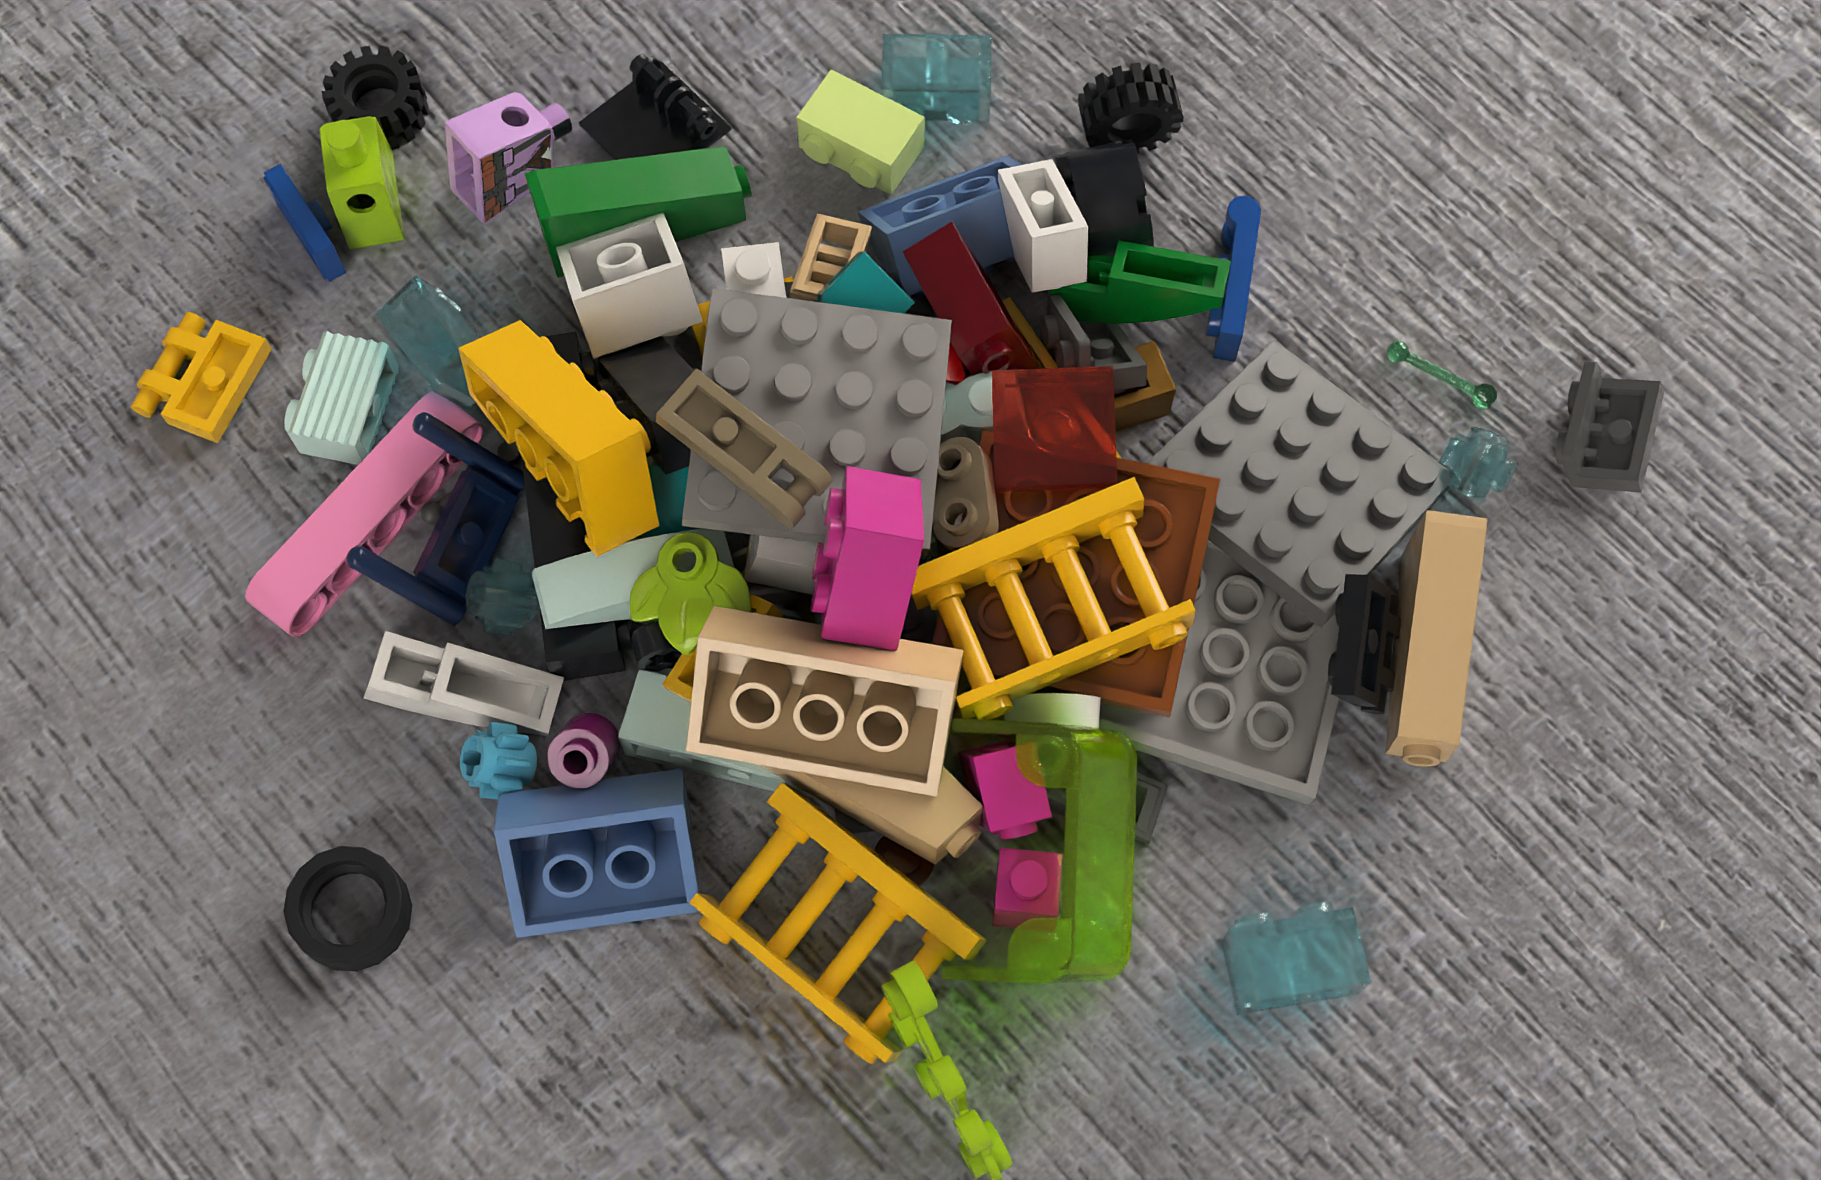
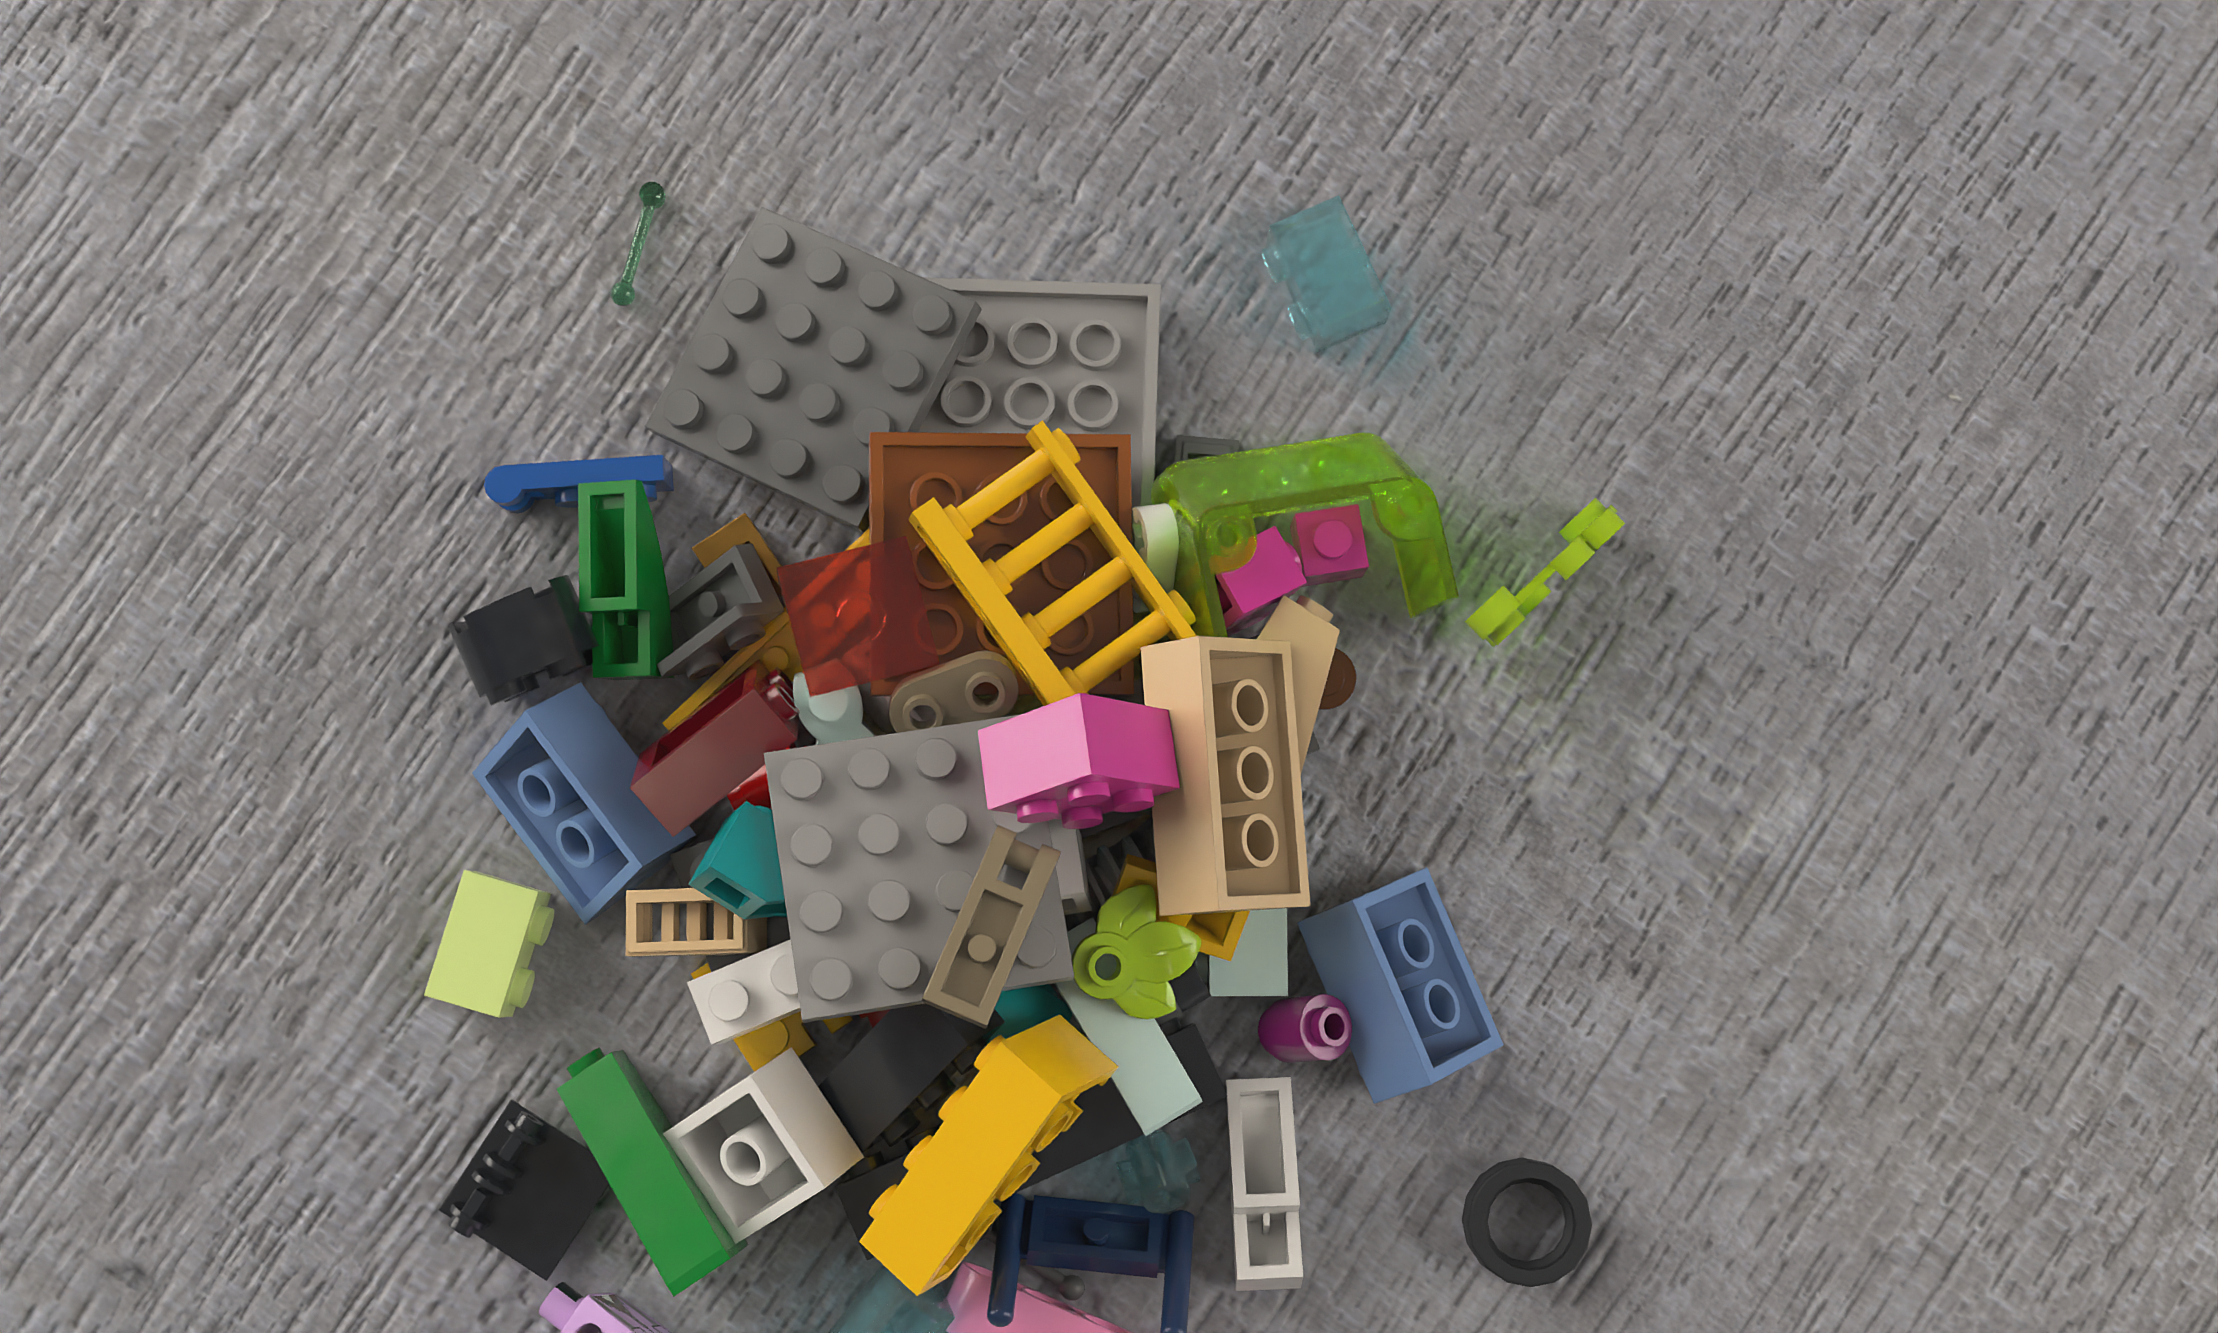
camera: 105 degrees left, 15 degrees up
(498, 760) = (1337, 1117): medium azure gear -> none
(846, 860) = (1352, 727): yellow fence -> none
(939, 75) = (395, 874): clear light blue brick -> none
(1044, 226) = (591, 693): white slope -> none
(1131, 106) = (397, 639): black tyre -> none
(1366, 633) = (1008, 261): black plate -> none
(1436, 636) = (962, 196): tan slope -> none
(1478, 462) = (745, 184): clear light blue gear -> none
(1609, 431) = (672, 57): dark grey bracket -> none

